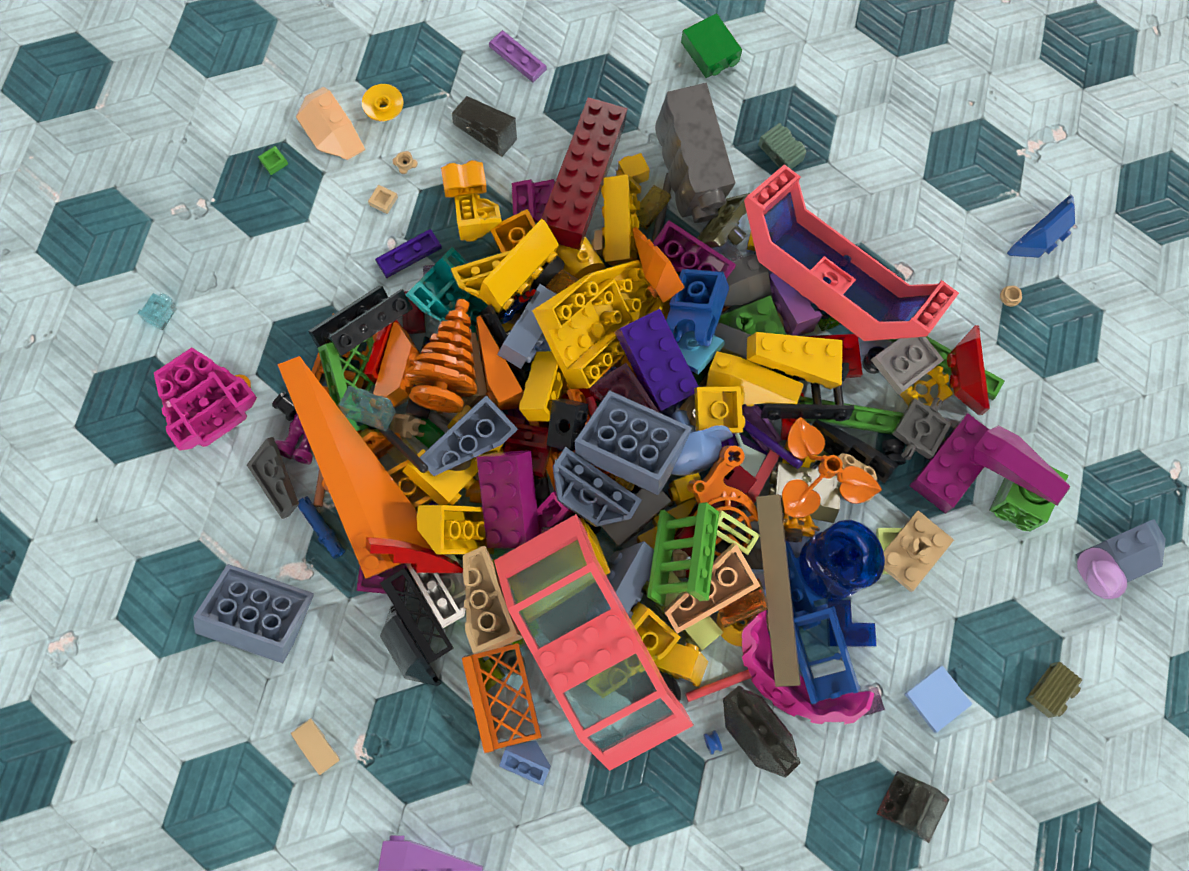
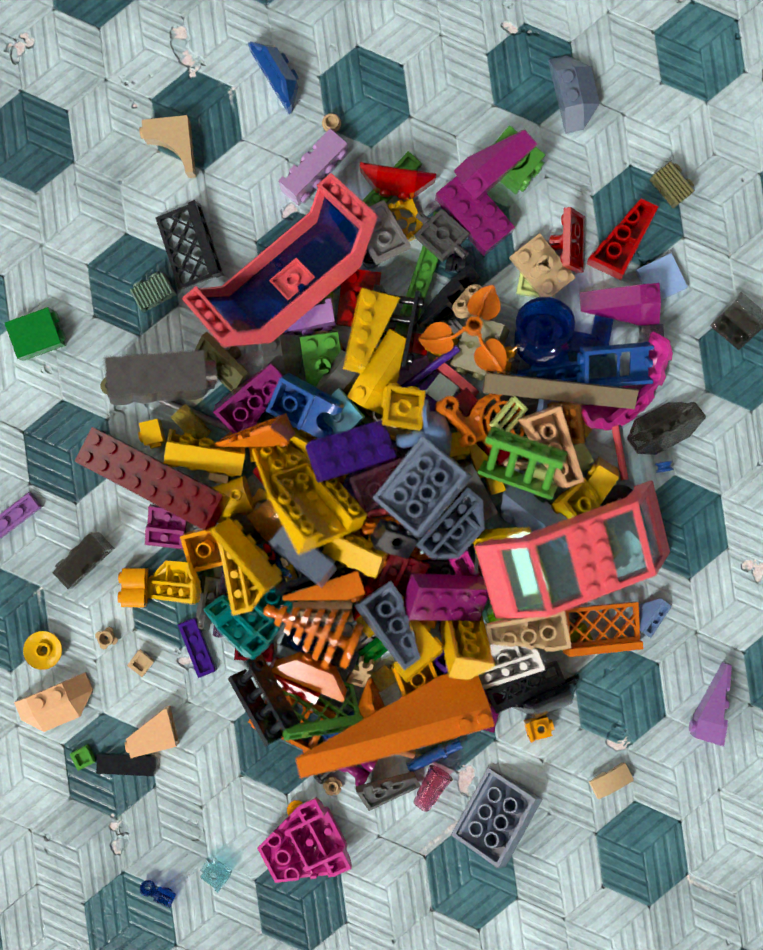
camera: 75 degrees left, 15 degrees up
(128, 261) = (162, 896): none -> clear blue plate
(270, 203) = (124, 765): none -> black tile
(271, 425) = (332, 781): none -> tan plate
(281, 529) = (432, 787): none -> clear pink plant
(307, 224) = (154, 735): none -> light nougat slope
(367, 408) = (348, 708): clear light blue brick -> none
(369, 633) = (532, 725): none -> light orange brick
(404, 449) = (354, 699): black piece -> none
(421, 558) = (481, 689): red slope -> none
(469, 251) = (209, 592): none -> dark grey hinge
(852, 186) = (204, 239): none -> black fence
(899, 662) = (629, 304): none -> magenta wedge
(952, 141) = (172, 134): none -> tan arch
(956, 578) = (571, 240): none -> red plate
(964, 639) = (621, 245): none -> red wedge
(975, 291) = (313, 167): none -> lavender wedge
(1101, 573) = (588, 118): lavender piece -> none

